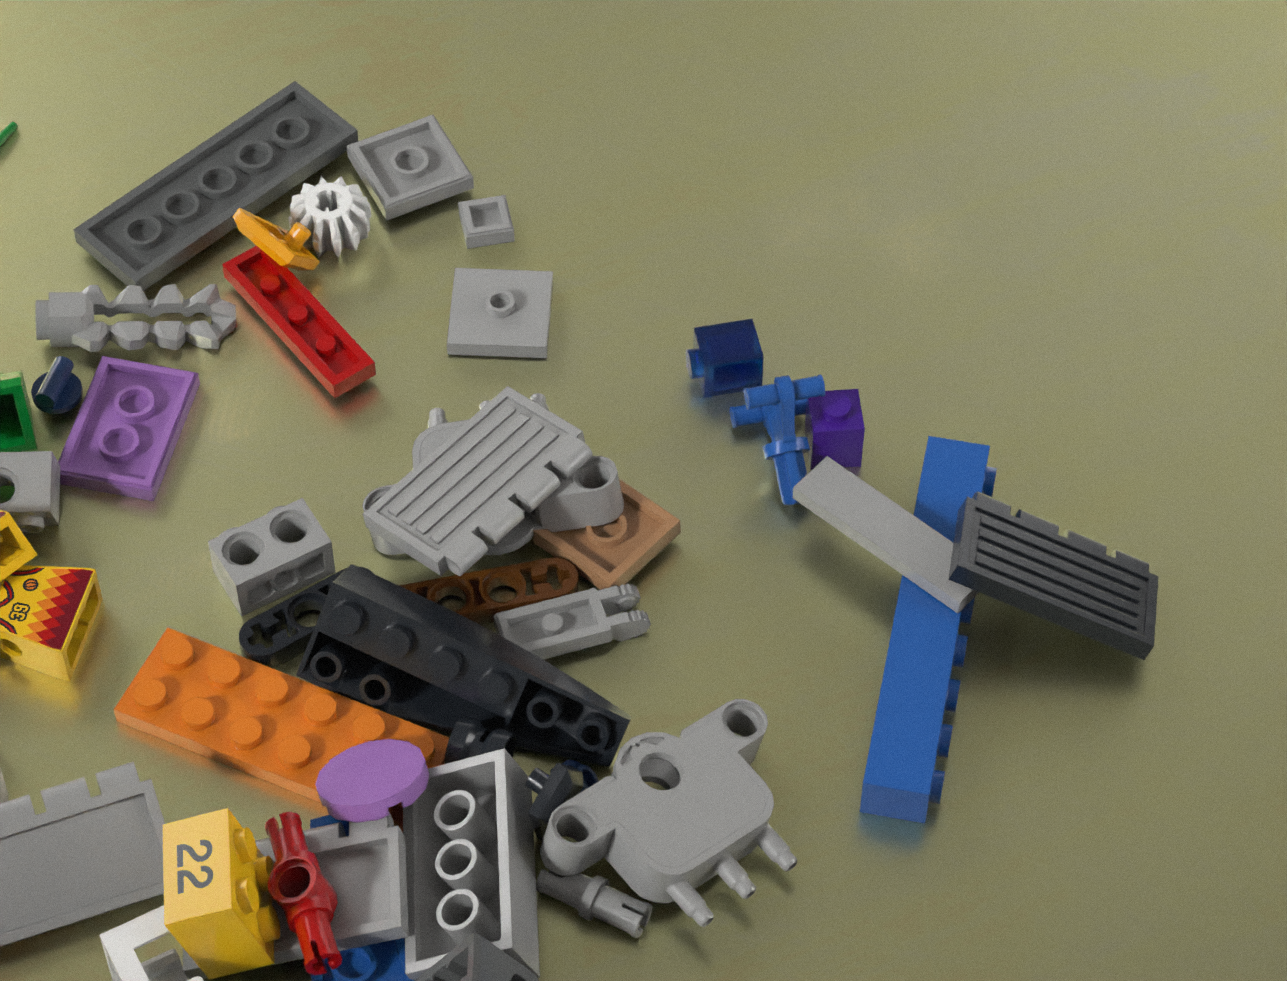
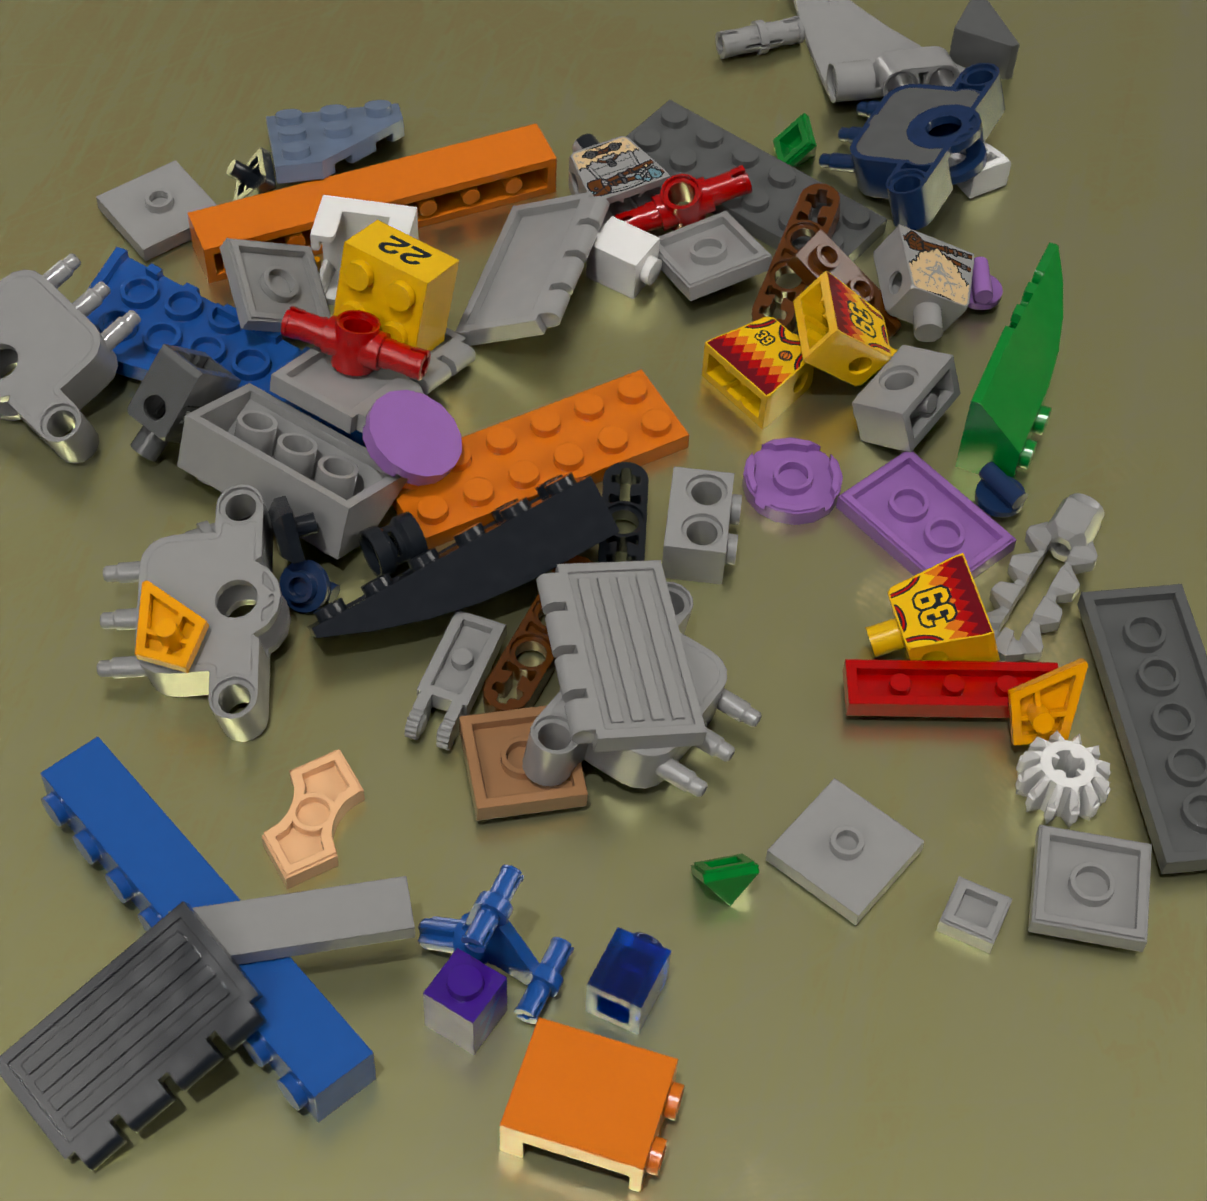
camera: 125 degrees right, 0 degrees up
(154, 538) = (792, 481): none -> medium lavender tile
(244, 347) = (937, 617): none -> torso
(586, 360) = (726, 875): none -> green slope
(736, 791) = (167, 630): none -> light orange piece
(752, 642) = (303, 840): none -> light nougat tile
(839, 322) = (592, 1101): none -> orange panel

